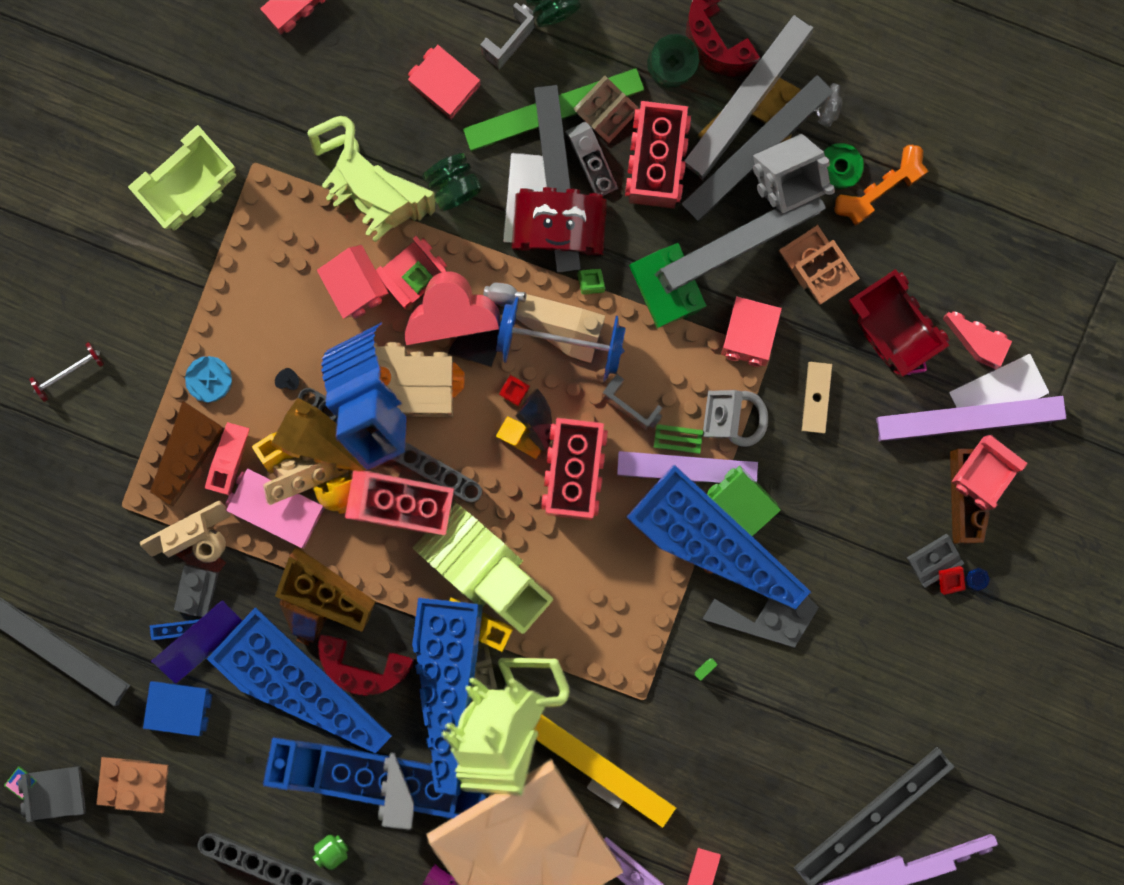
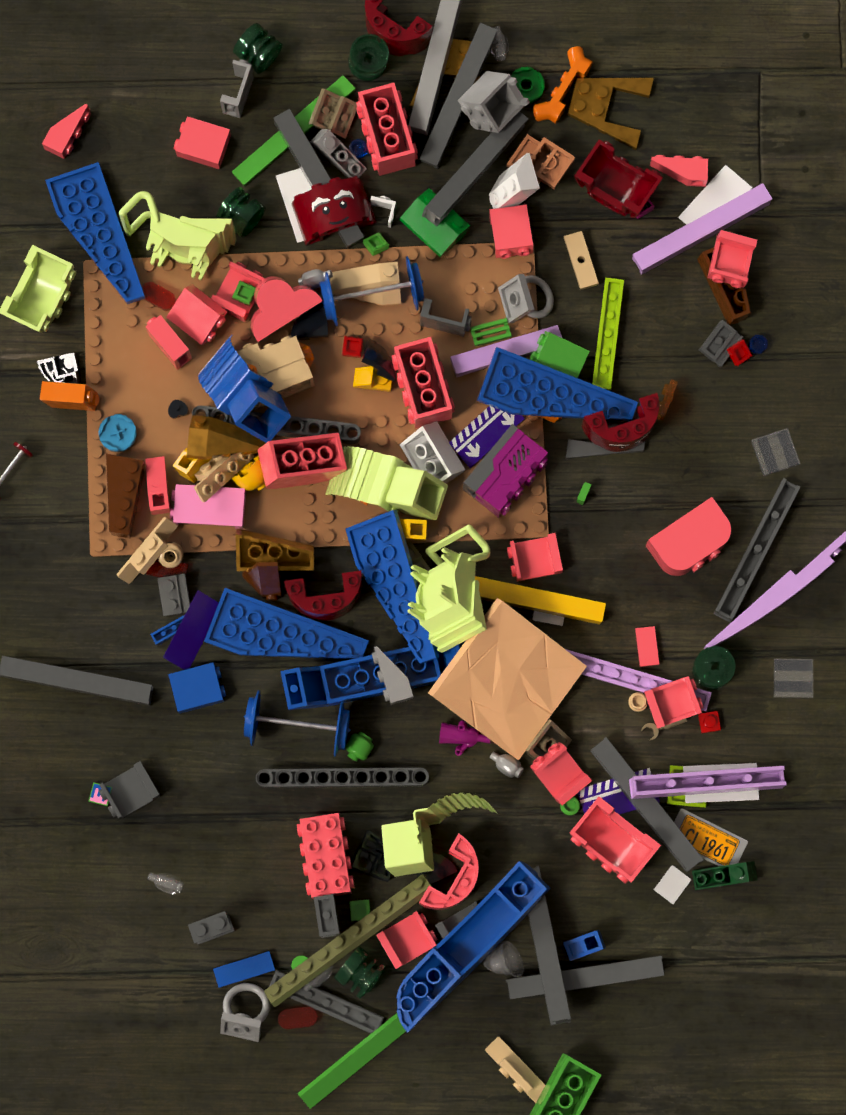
camera: 20 degrees left, 5 degrees down
(132, 784) = (187, 757): nougat bracket -> none
(169, 315) = (69, 396): none -> orange brick
(177, 280) = (61, 368): none -> brick
(223, 771) = (252, 718): none -> blue axle
(280, 110) = (90, 216): none -> blue wing
(306, 300) = (168, 341): none -> coral brick
(319, 239) = (158, 296): none -> clear red tile
(551, 554) = (431, 452): none -> white slope
(618, 161) = (358, 148): none -> clear blue tile
(618, 555) = (483, 434): none -> dark purple sticker
(619, 719) = (535, 558): none -> coral panel
(622, 237) = (385, 202): none -> white bracket
(626, 610) = (506, 471): none -> magenta piece
(776, 280) = (515, 184): none -> white slope
(783, 628) = (627, 435): none -> dark red cylinder
(805, 776) = (691, 539): none -> coral brick
(810, 496) = (608, 333): none -> lime plate
(837, 606) = (668, 391): none -> clear orange plate
(909, 215) = (592, 100): none -> pearl gold wing
(944, 711) = (775, 452): none -> clear tile

